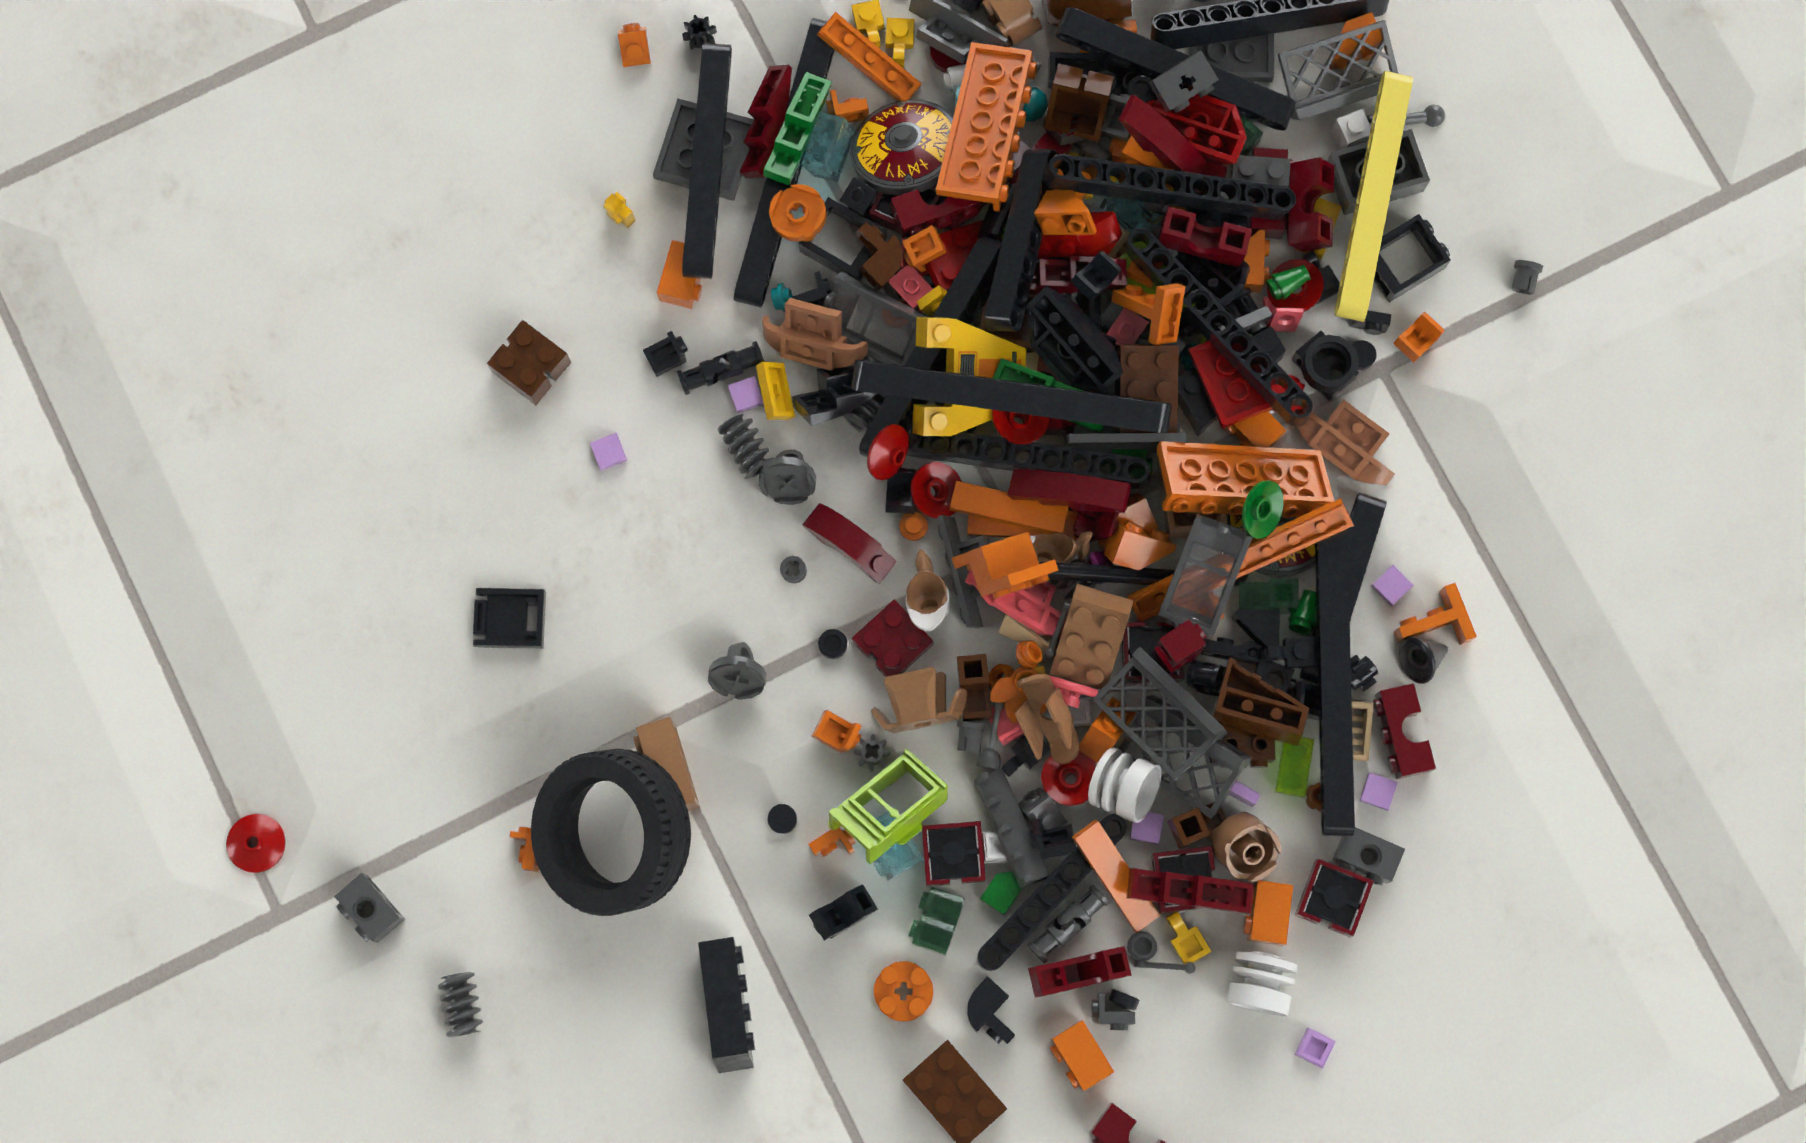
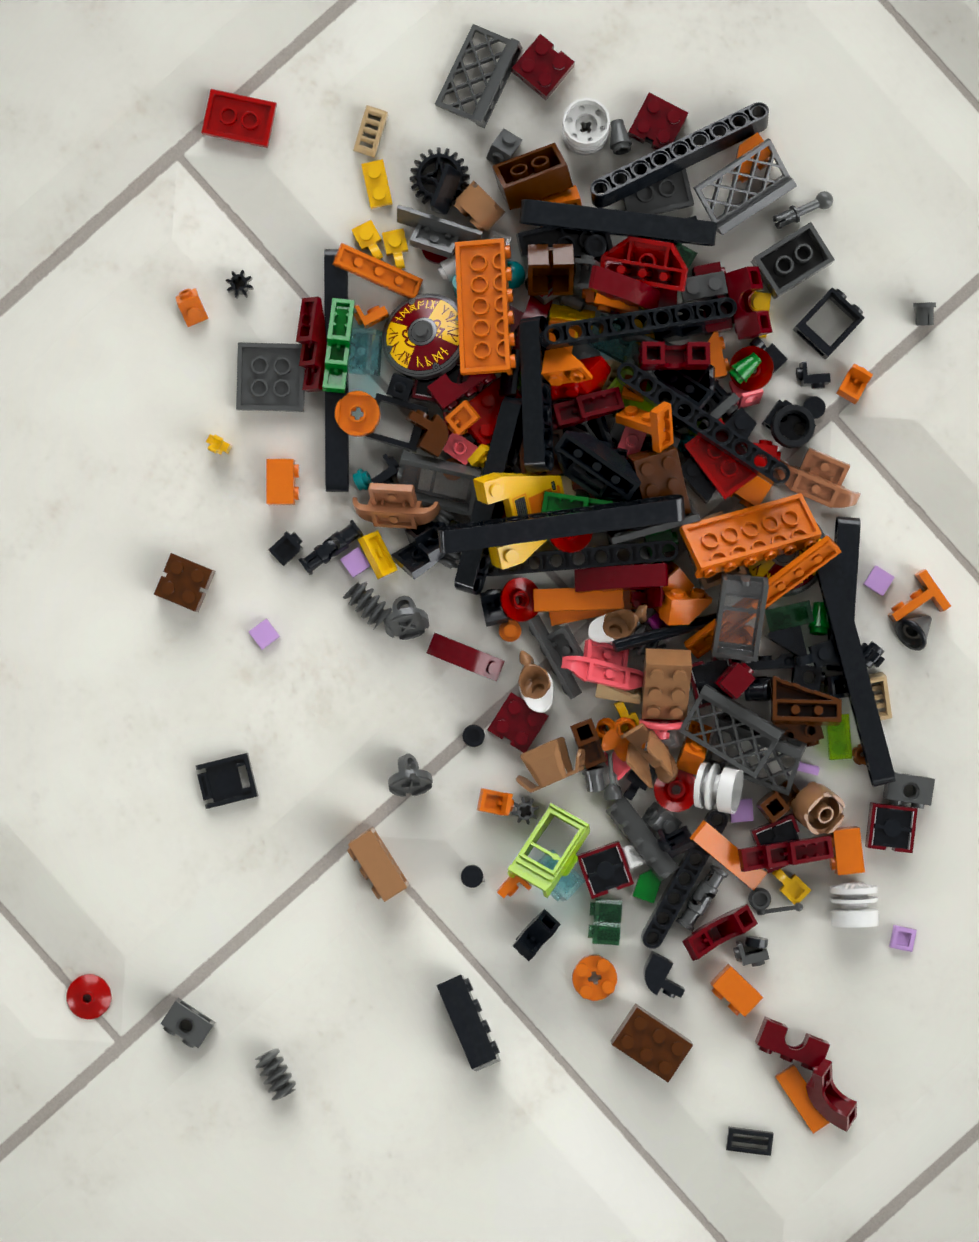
camera: 20 degrees left, 10 degrees up
(526, 853) = (294, 950): orange bracket -> none
(558, 842) = (319, 949): black tyre -> none
(707, 161) = (276, 389): black beam -> none
(784, 570) = (435, 685): dark grey bush -> none
(888, 452) = (478, 585): red dish -> none
(1005, 566) = (589, 651): orange bracket -> none
(1028, 654) = (622, 709): orange plate -> none
(1050, 652) = (637, 702): dark grey hinge -> none
(1096, 276) = (600, 410): black bracket -> none
(1167, 84) = (617, 240): dark grey brick -> none
(1262, 509) = (771, 559): green dish -> none
(1351, 129) = (765, 232): white brick -> none
(1373, 196) = (795, 285): light yellow beam -> none
(1378, 791) = (904, 738): lavender tile -> none
(1405, 756) = (902, 674): dark red arch -> none

